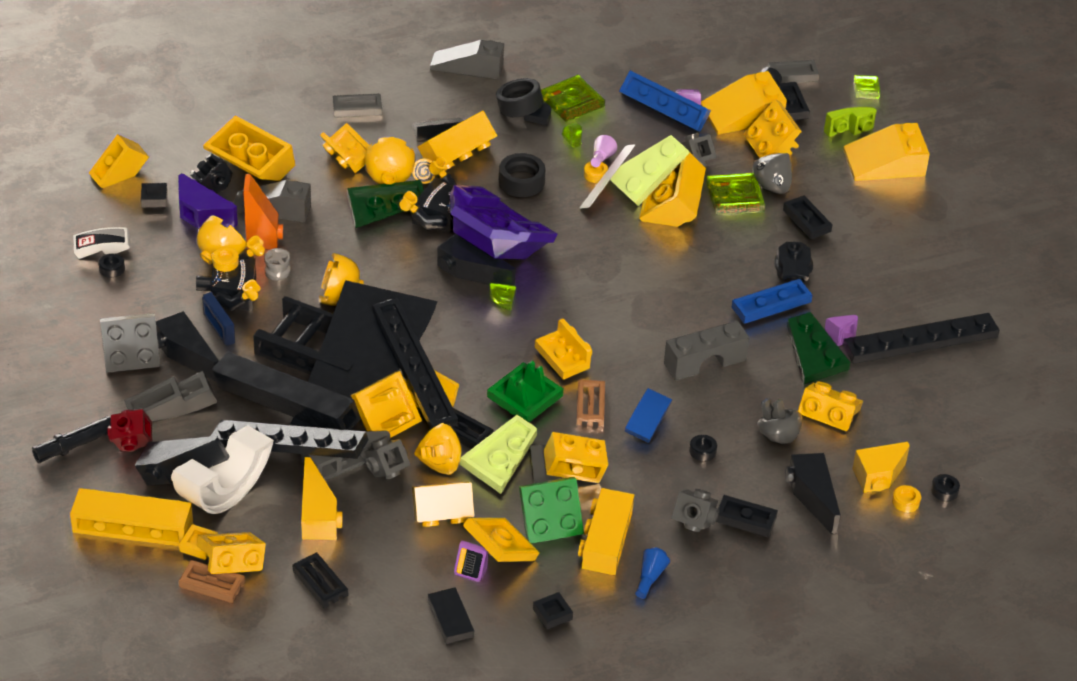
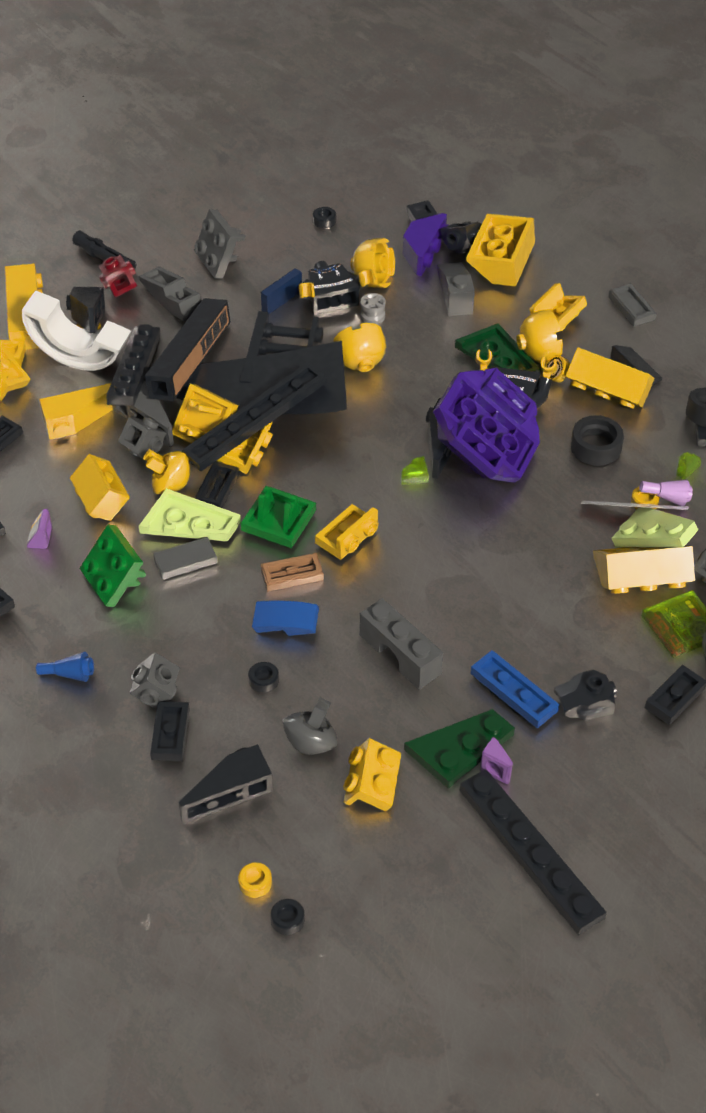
camera: 75 degrees right, 5 degrees up
(103, 239) = (347, 201): slope -> none
(118, 162) = (451, 181): yellow slope -> none
(185, 344) = (243, 278): black slope -> none
(225, 259) = (343, 266): yellow tile -> none
(260, 215) = (408, 268): orange slope -> none
(501, 539) = (64, 540): yellow tile -> none
(575, 457) = (193, 569): yellow brick -> none
(606, 531) = (107, 620): yellow brick -> none
(879, 466) = (286, 840): yellow slope -> none

